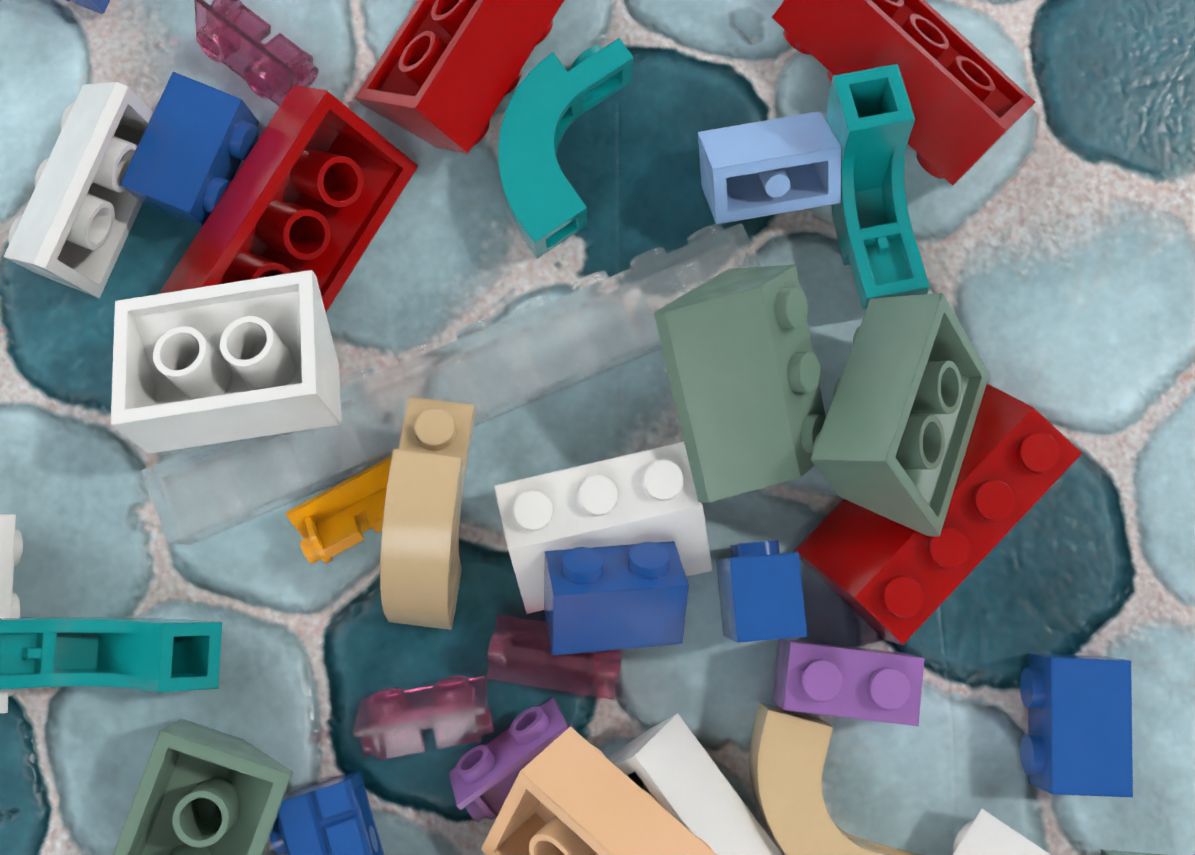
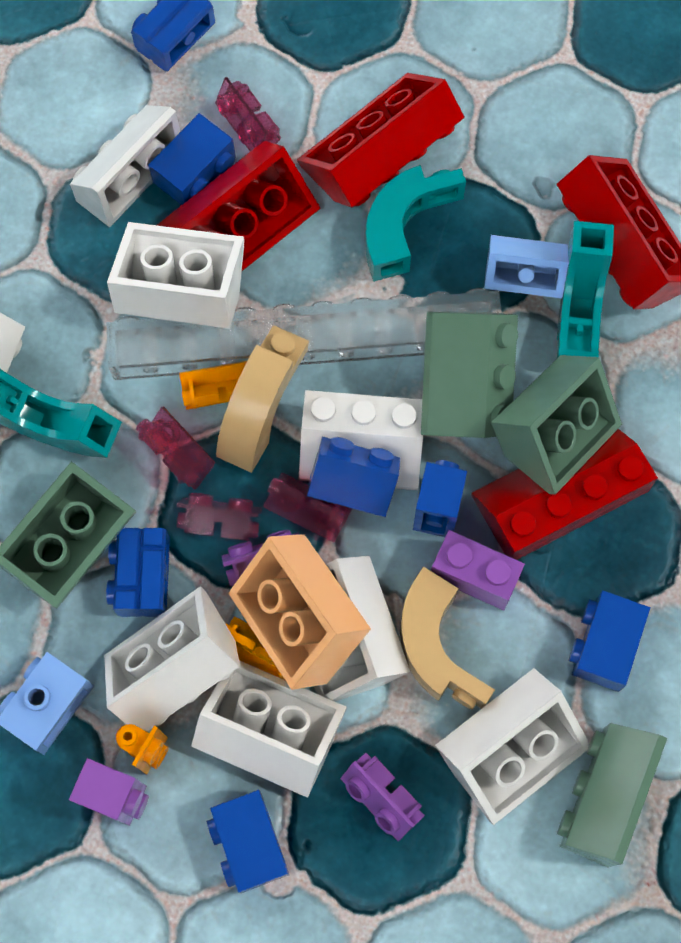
camera: 20 degrees right, 10 degrees down
(346, 648) = (179, 449): none -> clear pink hinge

